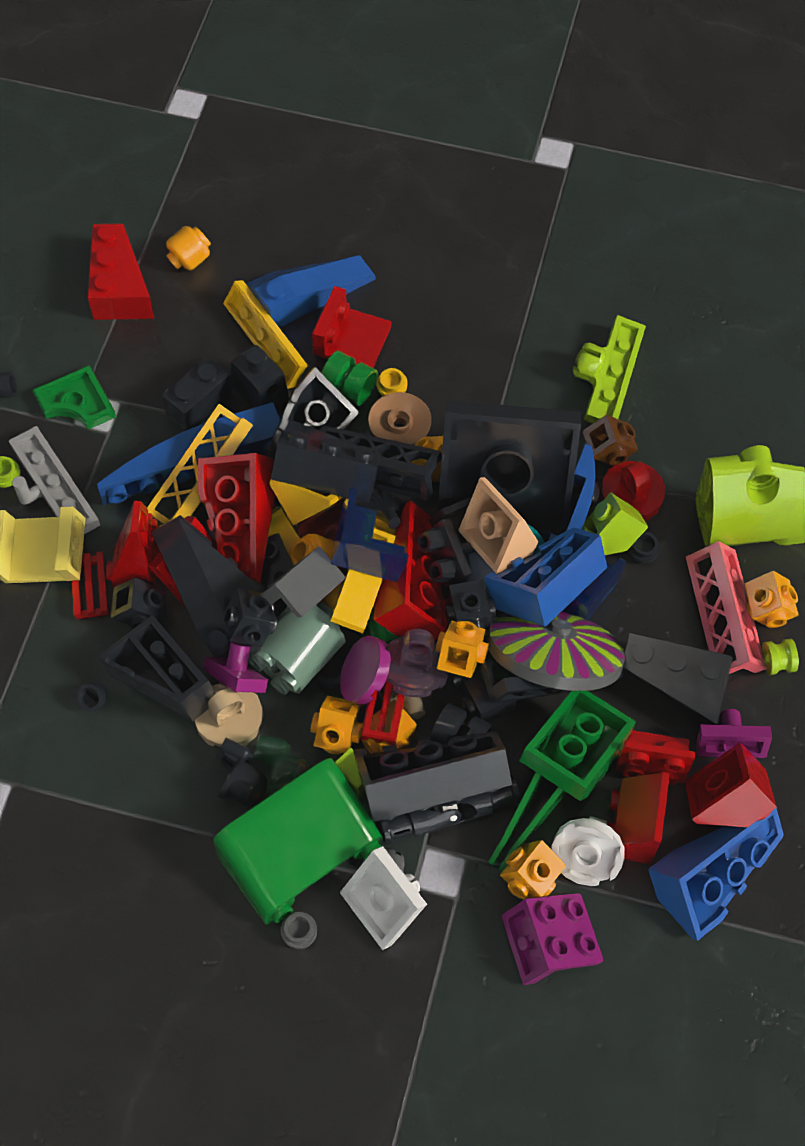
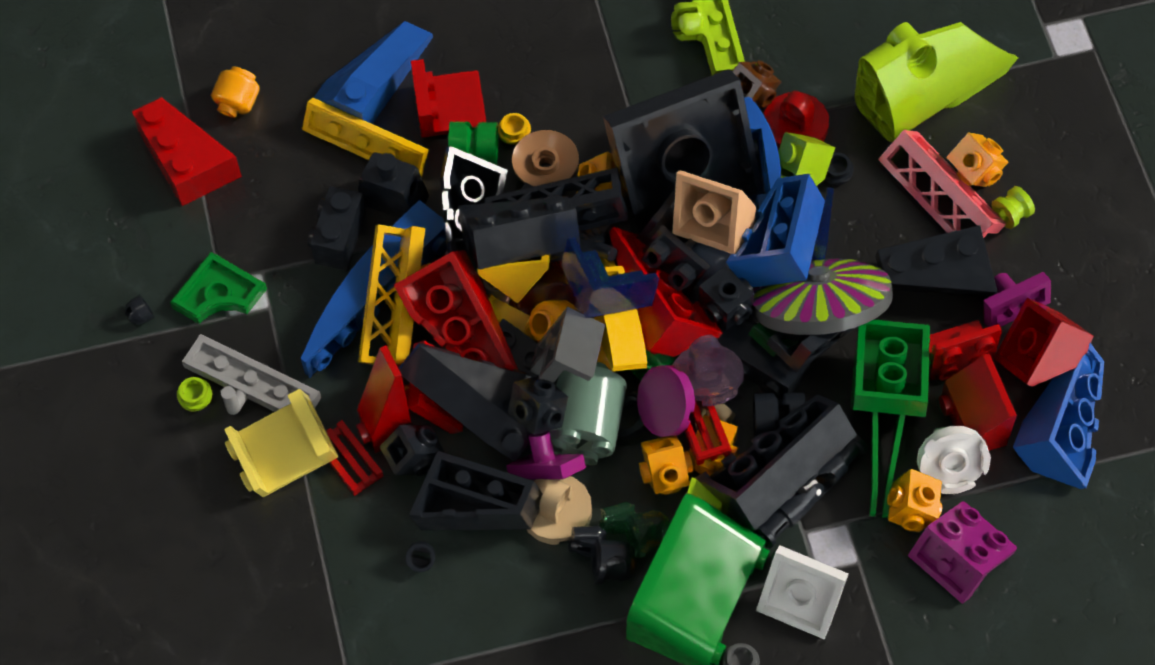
camera: 25 degrees left, 0 degrees up
(461, 648) = (745, 335): light orange brick -> none

